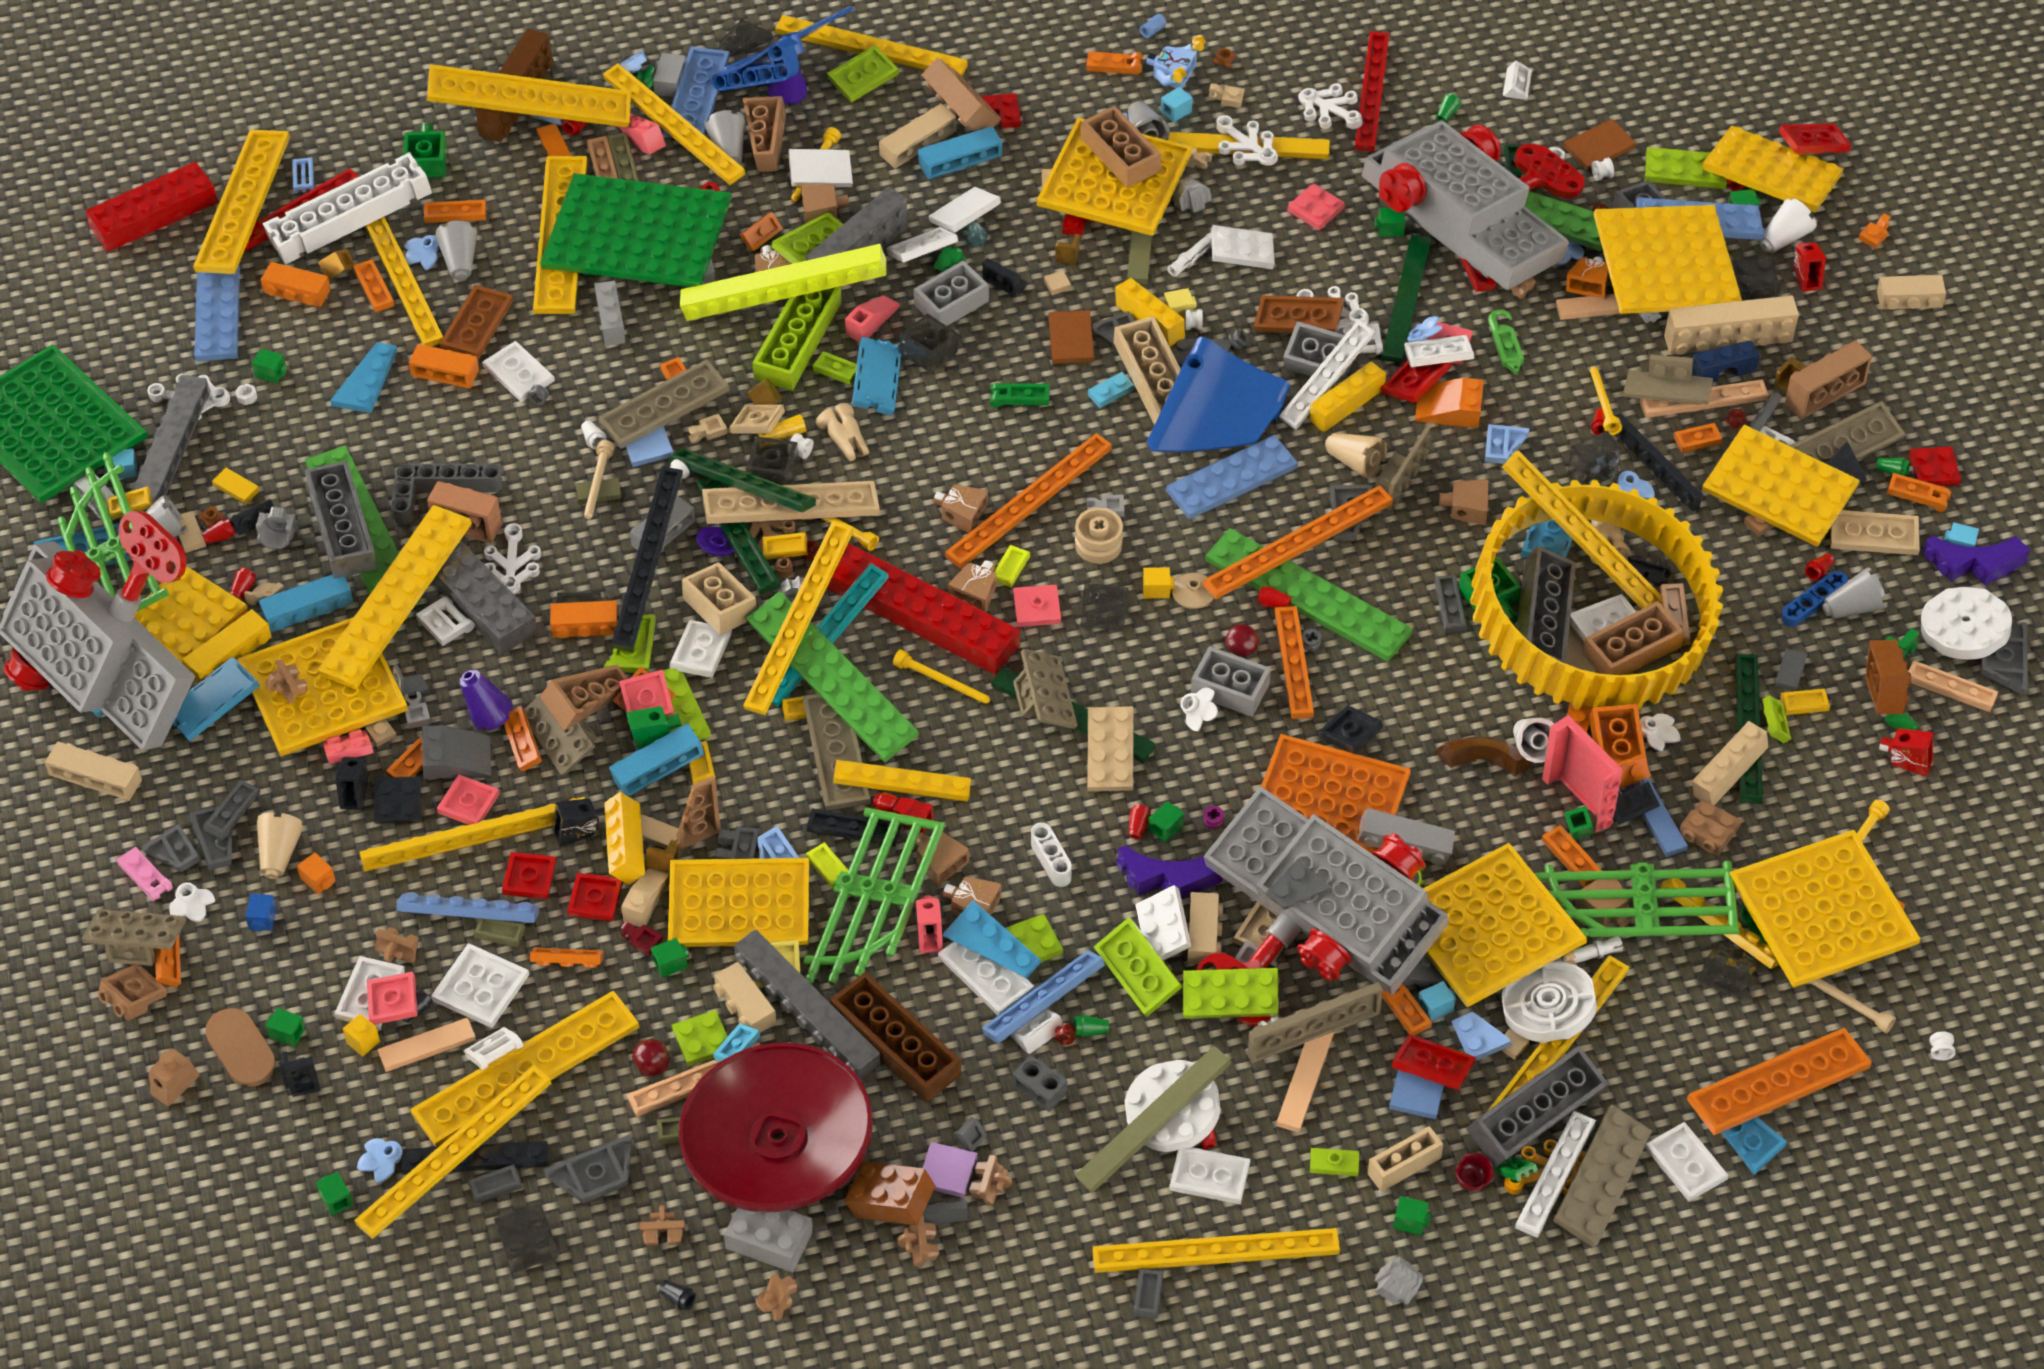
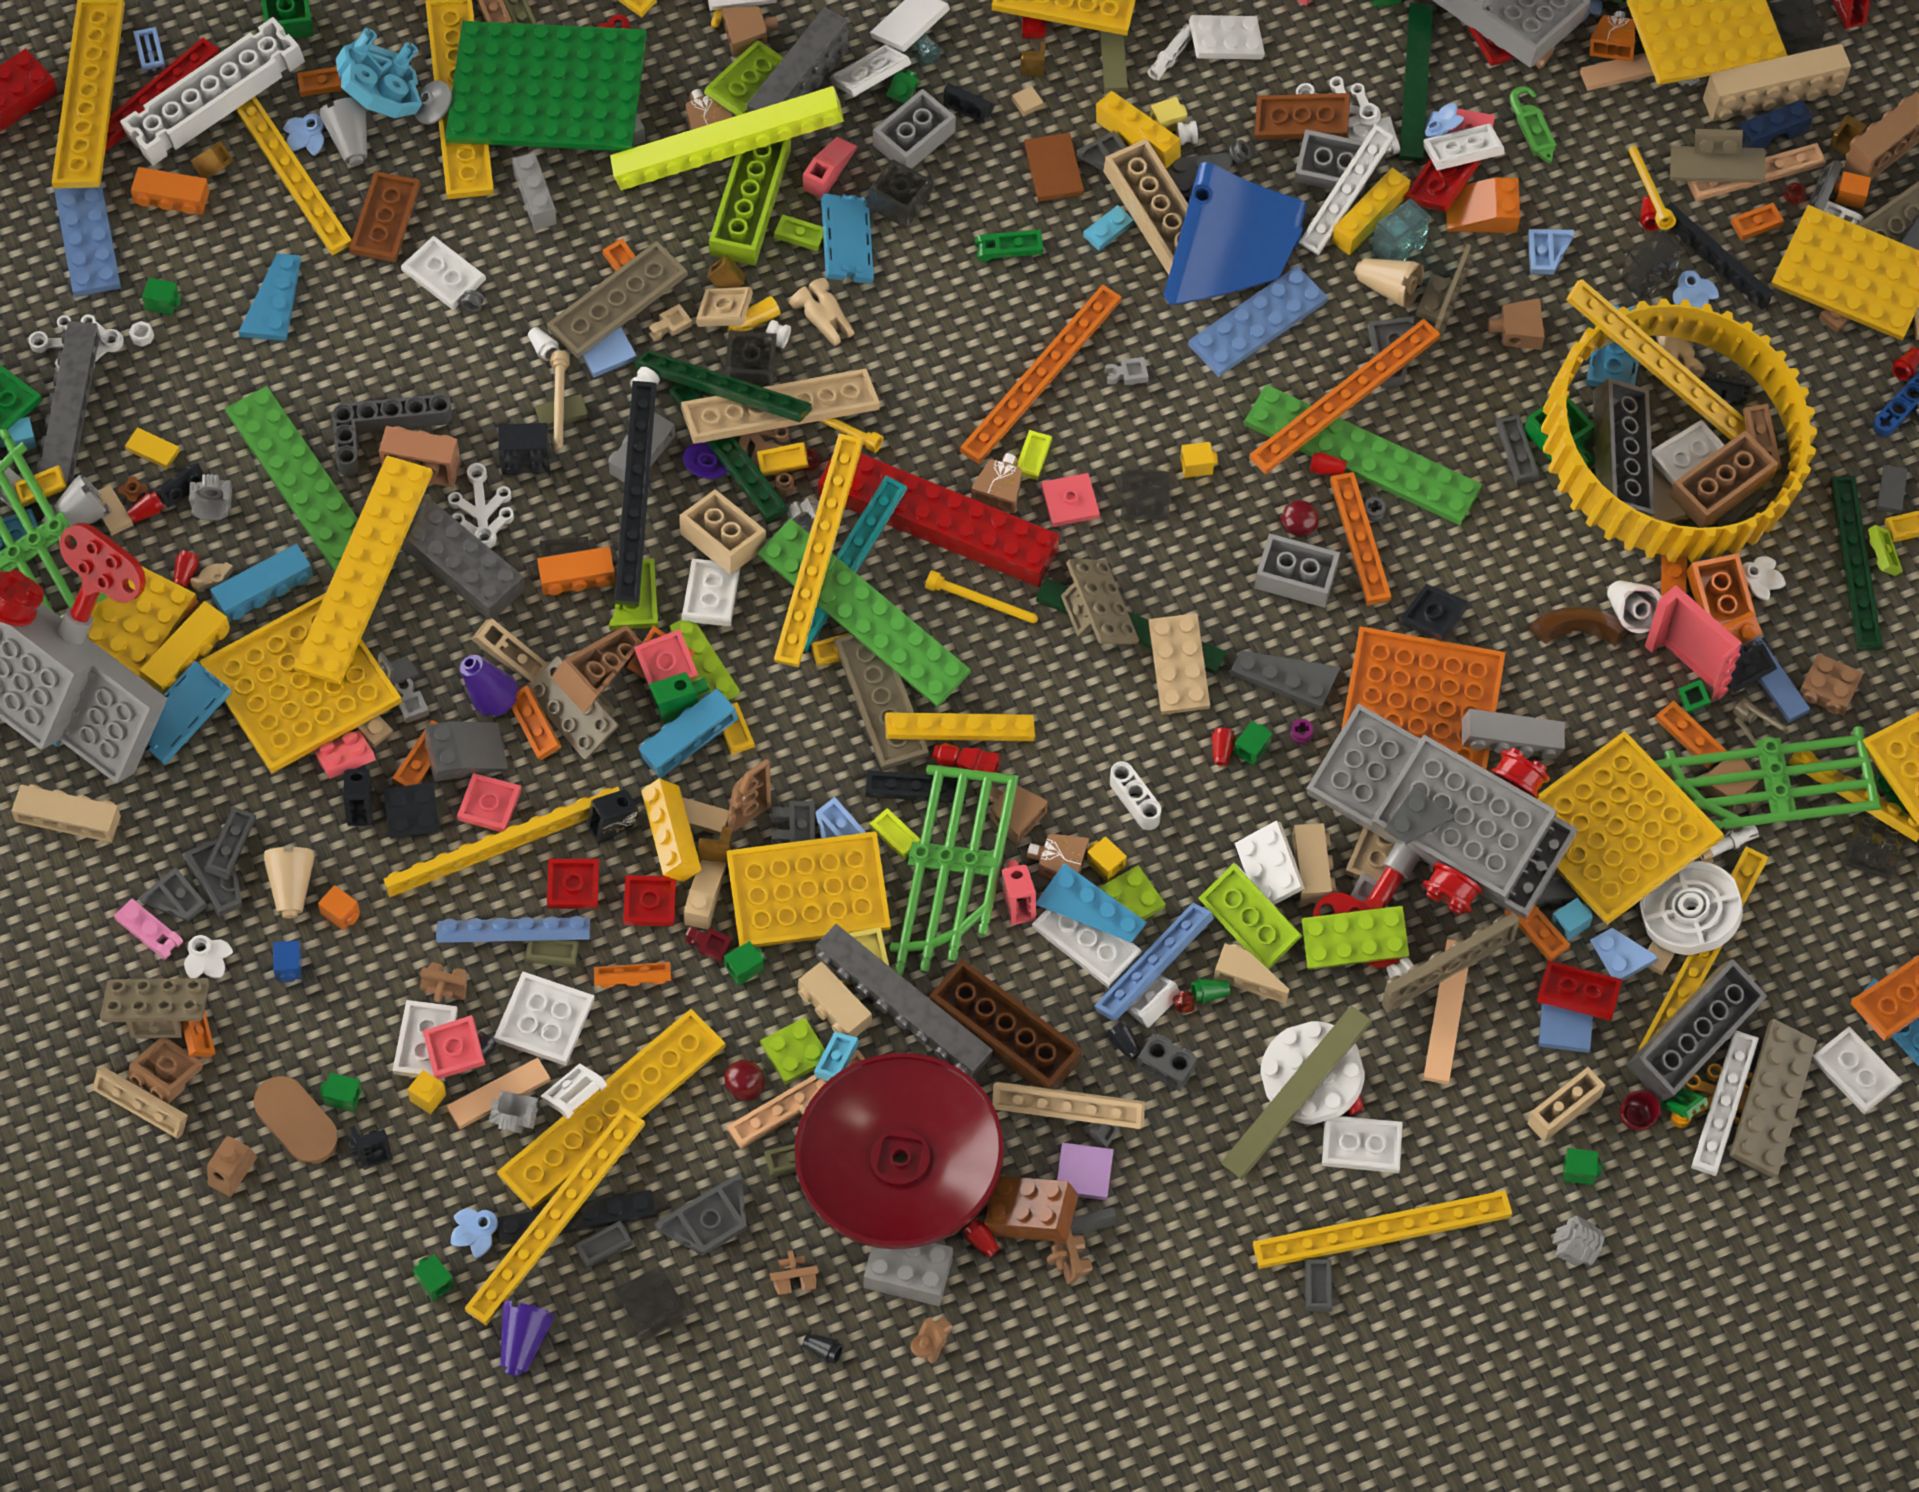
camera: 10 degrees left, 10 degrees up
(104, 1016) = (140, 1102): none -> tan tile
(283, 681) = (258, 685): medium nougat hips -> none
(340, 519) = (284, 483): flat silver brick -> none
(373, 285) = (259, 183): orange plate -> none
(403, 1250) = (522, 1335): none -> dark purple cone
(434, 1060) = (513, 1112): none -> light grey hair
(440, 625) = (416, 594): white plate -> none
(443, 366) = (359, 276): orange brick -> none
(491, 208) = (379, 77): none -> medium azure brick
(510, 676) = (509, 650): none -> tan slope
(536, 235) = (435, 100): none -> light grey dish
(557, 514) = (524, 448): none -> black brick
(761, 231) = (685, 71): orange plate -> none
(841, 1216) = (981, 1238): none -> red cone
(940, 1107) = (1068, 1105): none -> tan plate
(962, 506) = (969, 389): medium nougat torso -> none
(993, 1180) = (1137, 1179): medium nougat hips -> none
(1003, 1059) = (1124, 1039): none -> black cone
(1015, 904) = (1106, 858): none -> yellow brick
(1098, 535) = (1125, 409): tan wheel -> none
(1128, 1016) = (1249, 974): none -> tan slope
(1148, 874) = (1242, 806): dark purple arch -> none
(1190, 596) = (1232, 470): tan dish -> none
(1199, 708) = (1270, 606): white plate -> none
(1211, 772) = (1293, 678): none -> dark grey wing
(1334, 1162) = (1490, 1114): lime plate -> none
(1371, 413) = (1401, 232): none -> clear light blue brick
(1629, 843) = (1748, 713): none -> dark tan plant
(1730, 763) = (1844, 610): tan brick -> none
(1788, 419) = (1852, 190): none -> orange brick

